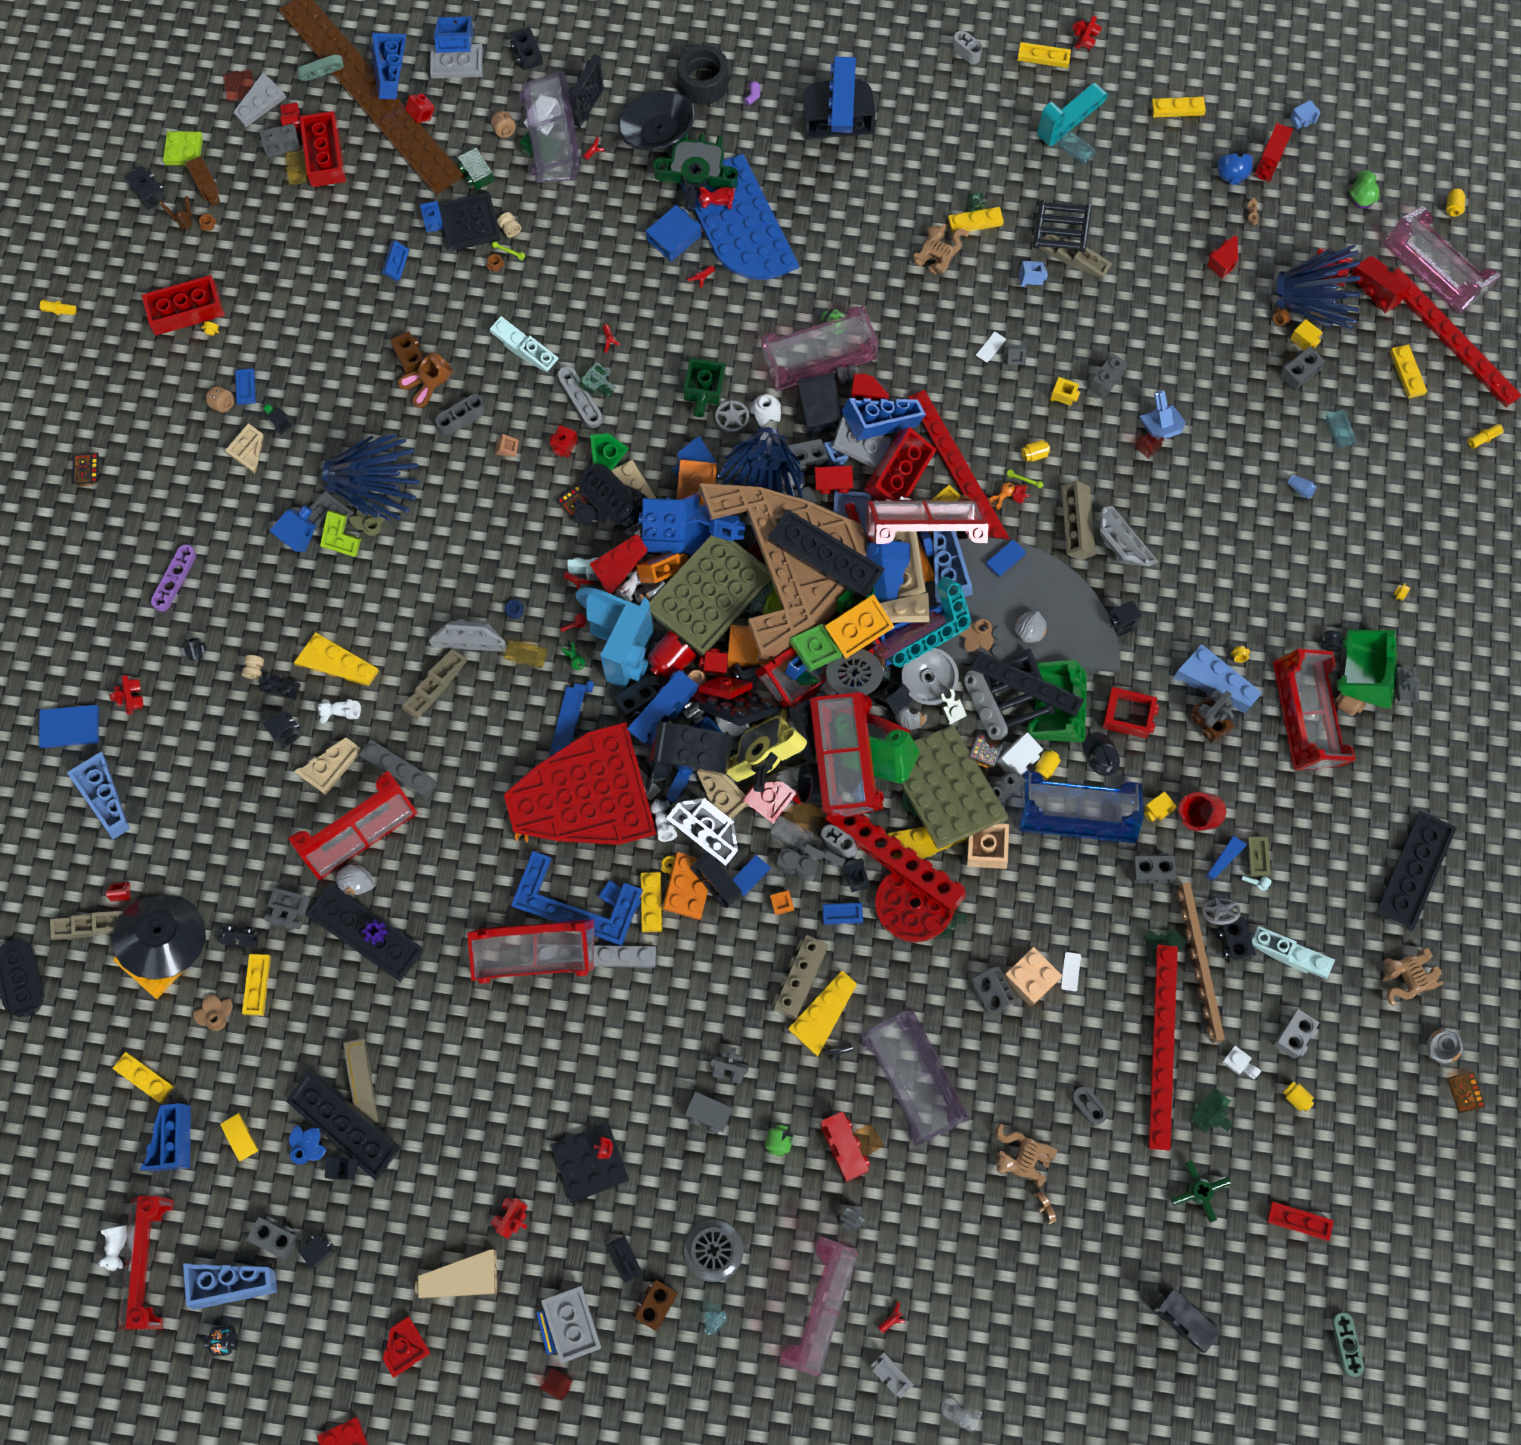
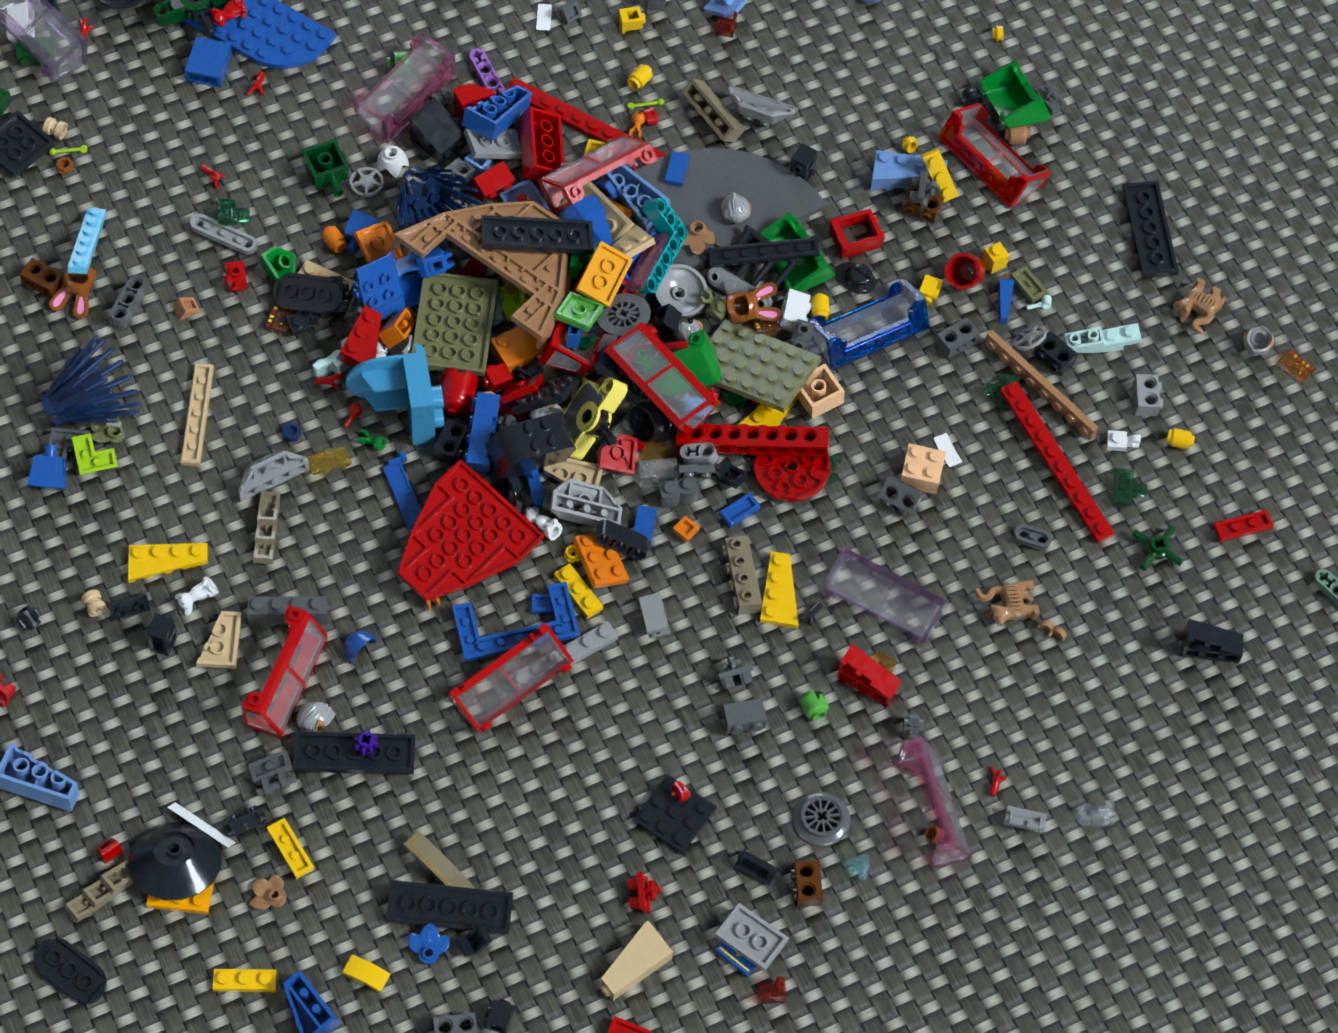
camera: 40 degrees left, 10 degrees down
(203, 917) = (201, 824): none -> white sticker
(433, 833) = (355, 642): none -> blue helmet
(449, 548) = (197, 415): none -> tan tile
(457, 342) = (87, 241): none -> medium azure plate
(523, 346) = (145, 220): light aqua slope -> none
(667, 454) = (334, 239): none -> orange brick
(699, 967) = (654, 615): none -> light grey hinge
(797, 1333) = (931, 832): none -> dark orange plate
(900, 376) = (485, 77): none -> medium lavender beam
(975, 724) = (744, 305): none -> dark orange piece
(1243, 702) = (939, 173): none -> yellow plate
(1244, 812) = (995, 257): none -> yellow brick

